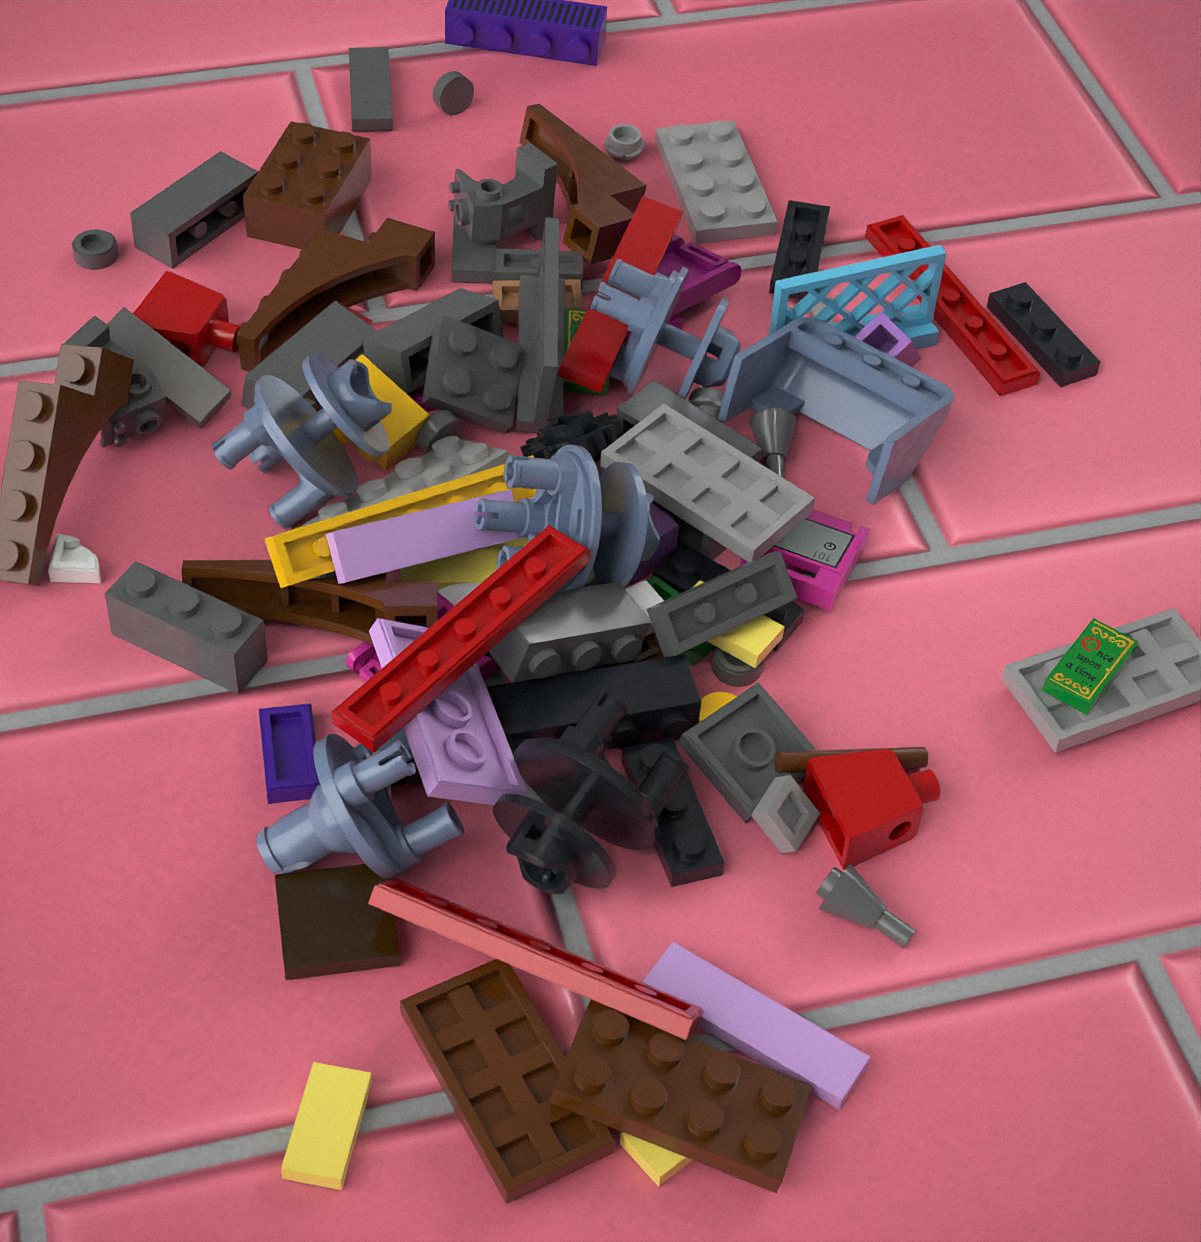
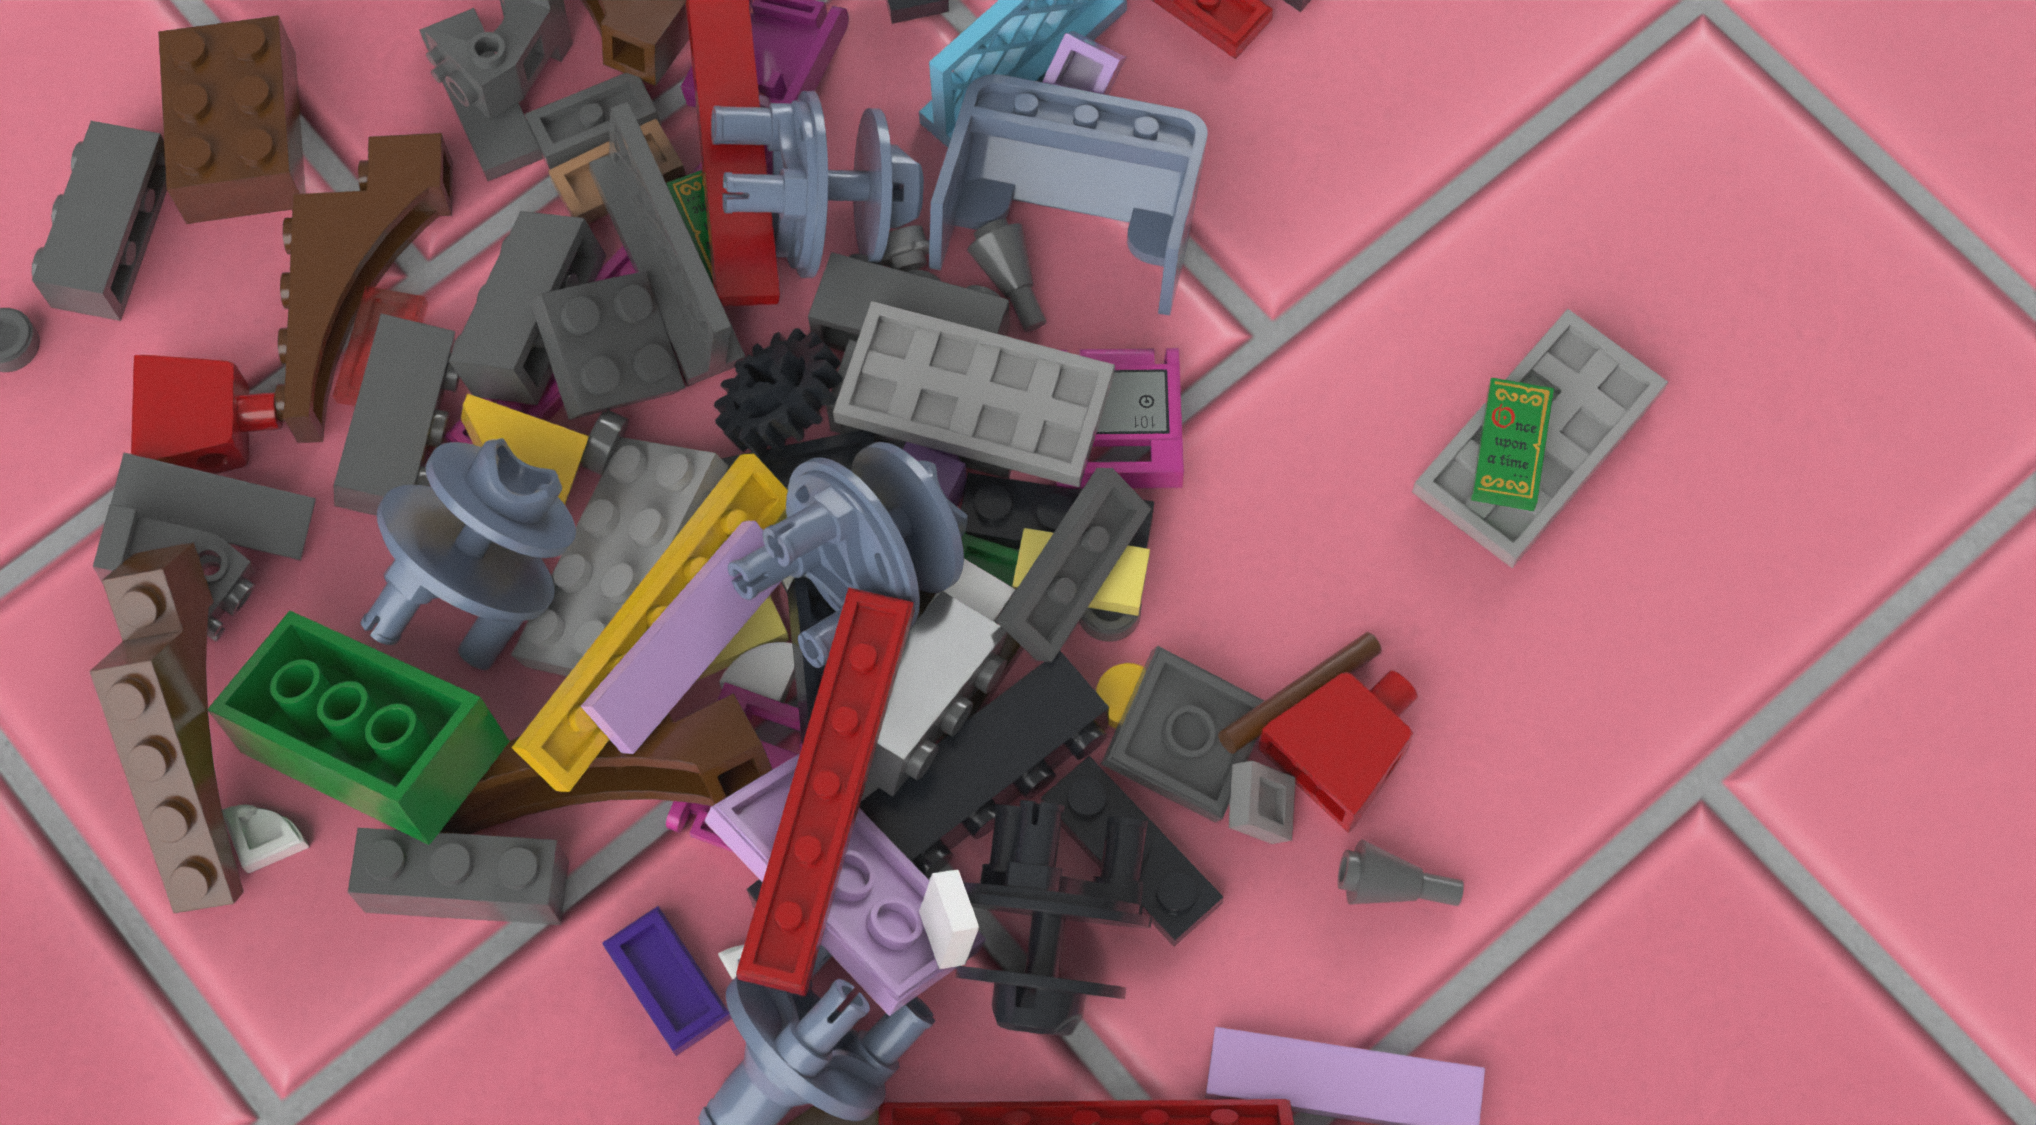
camera: 20 degrees left, 20 degrees up
(175, 505) = (360, 726): none -> green brick
(505, 753) = (948, 919): none -> white tile

